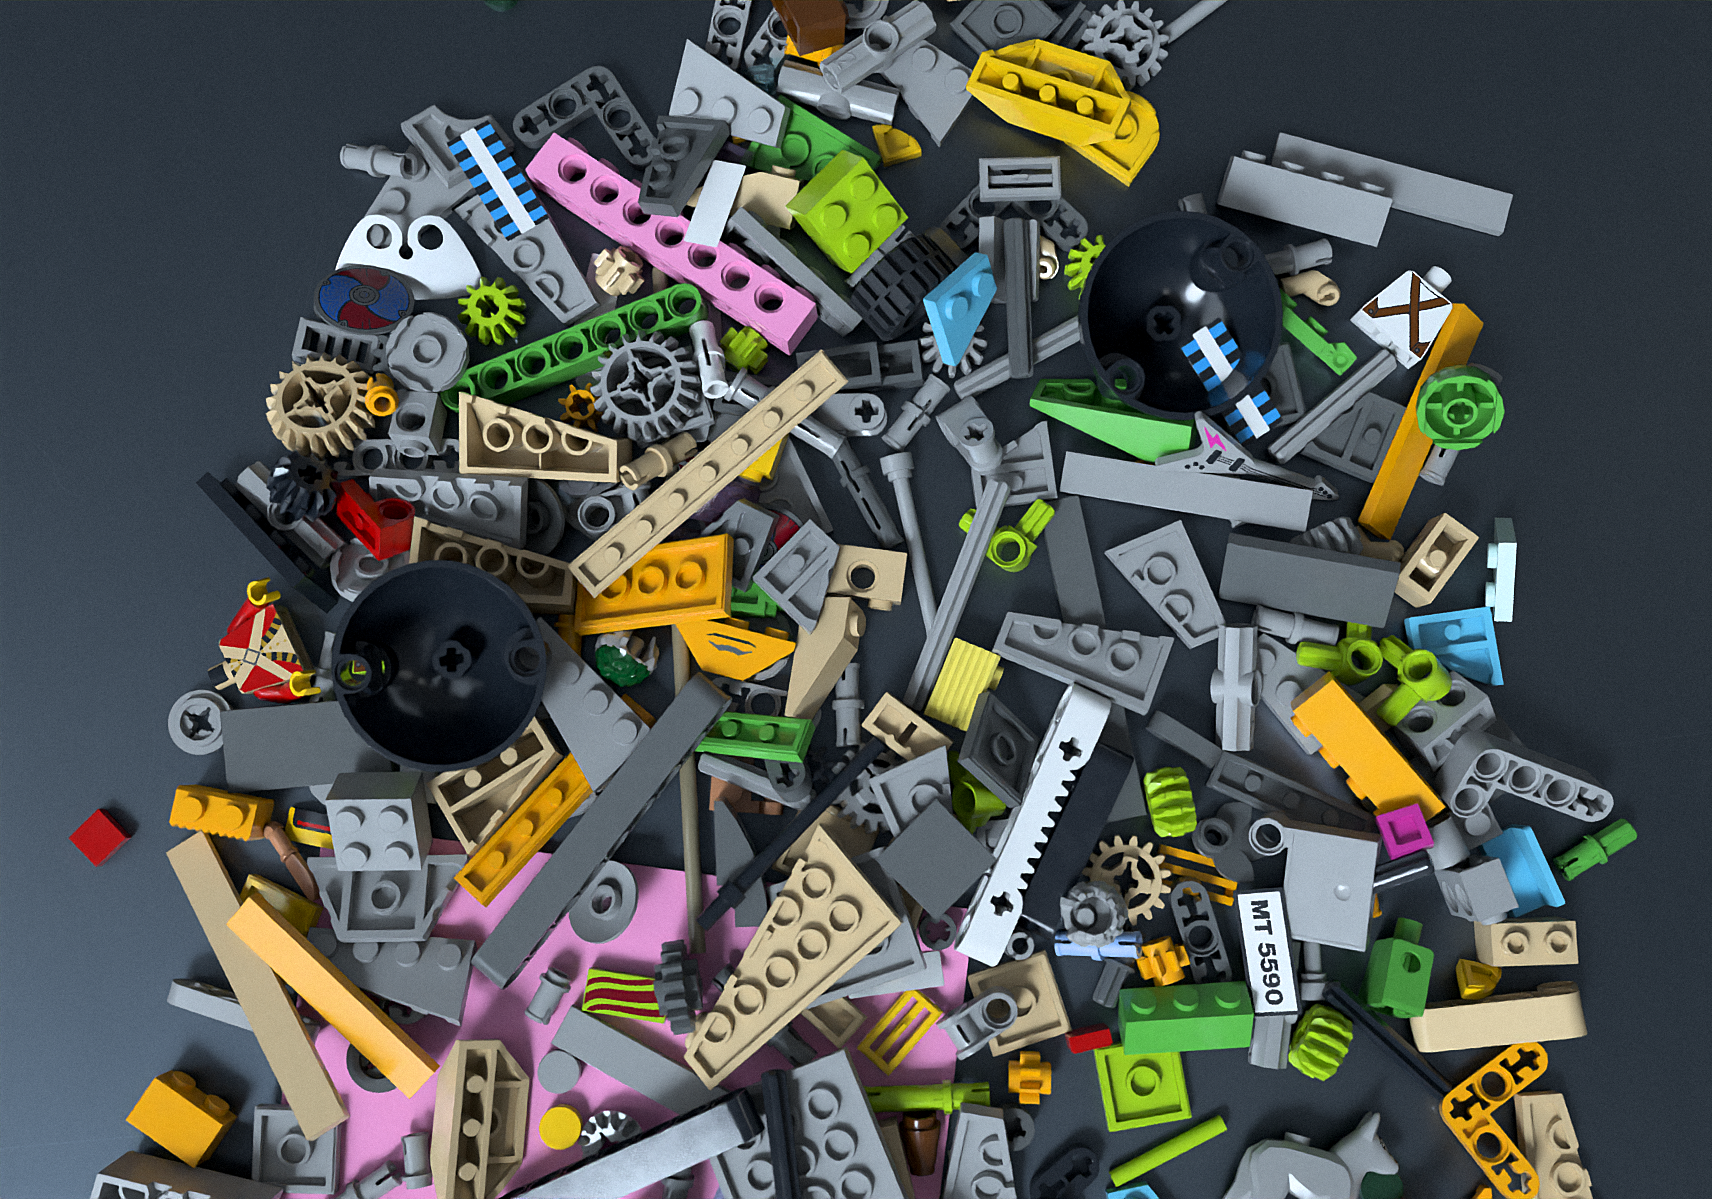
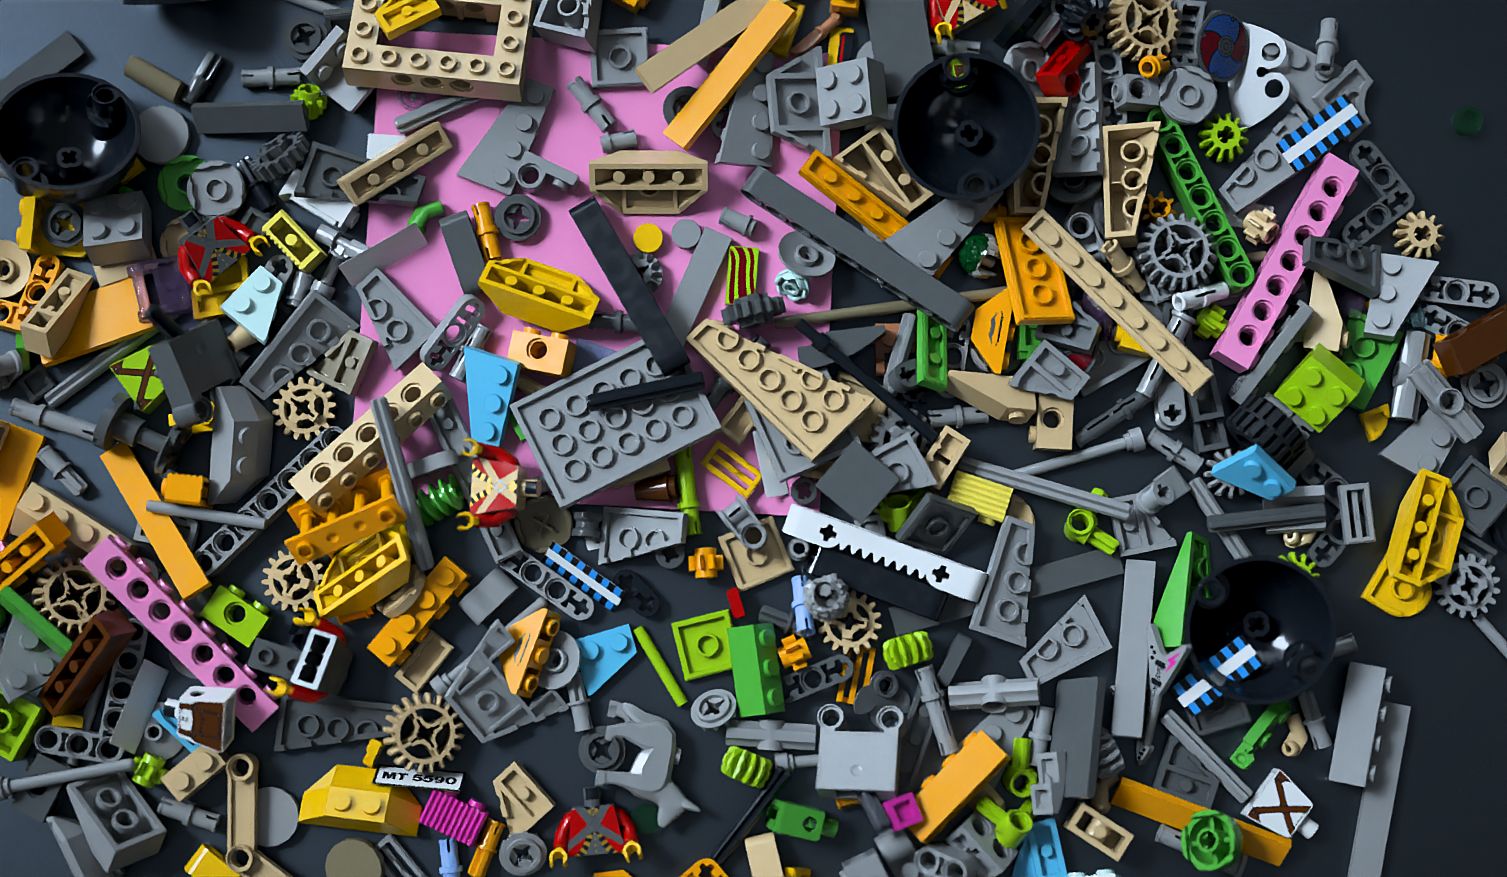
camera: 80 degrees right, 0 degrees up
(645, 51) = (1408, 232): none -> tan gear
(646, 925) = (792, 285): none -> light aqua plate
(714, 203) = (1316, 291): white sticker -> none
(984, 629) = (1020, 509): none -> tan tile
(1238, 772) = (936, 708): none -> light grey pin
(1240, 1098) = (718, 699): none -> light grey gear
(1267, 952) = (807, 724): white sticker -> none
(1378, 622) = (1052, 775): none -> light grey slope

